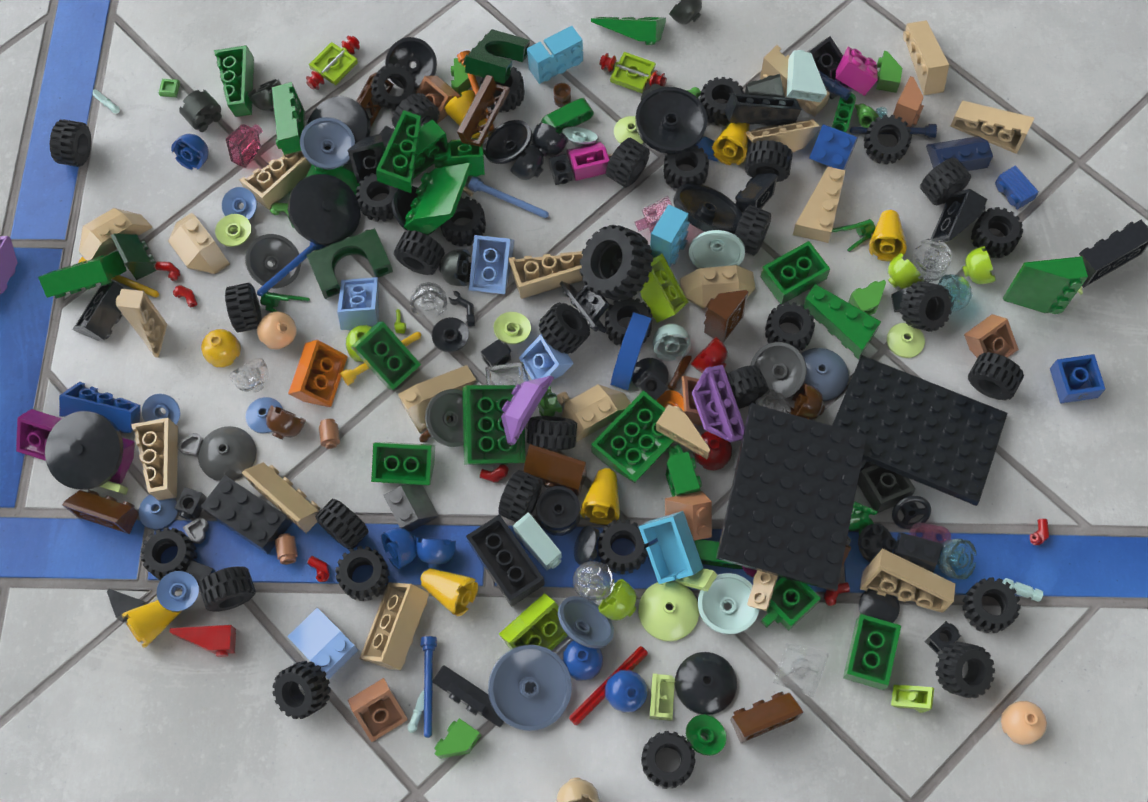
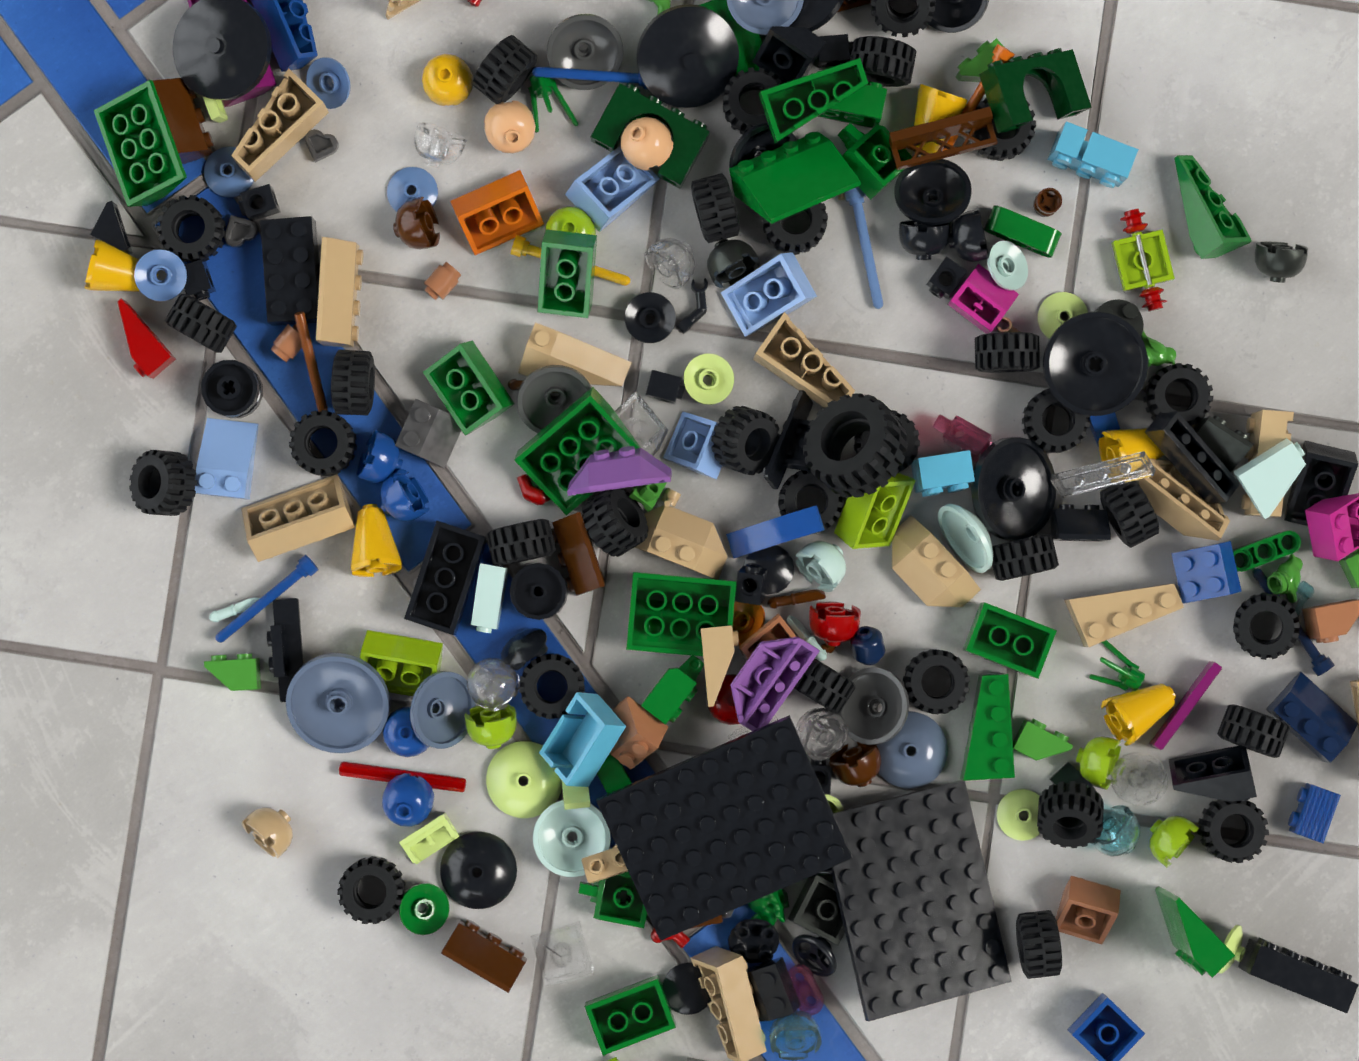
camera: 45 degrees right, 20 degrees up
(94, 540) = (140, 145): none -> green slope
(237, 457) = (353, 202): dark grey dish -> none
(286, 593) = (221, 378): none -> black wheel
(306, 541) = (311, 361): none -> dark orange bar
(321, 568) = (299, 394): red arm -> none
(351, 264) = (646, 143): none -> light nougat cylinder
(377, 710) = (205, 569): nougat slope -> none
(399, 327) = (619, 254): lime hand -> none
(438, 93) = (935, 57): nougat slope -> none
(602, 498) = (589, 625): yellow cone -> none
(725, 313) = (891, 603): reddish brown slope -> none
(736, 158) = (1103, 474): none -> clear tile
(739, 349) = (867, 645): none -> dark blue head
(835, 87) = (1292, 512): dark blue pin -> none
(903, 209) = (1185, 705): none -> magenta tile

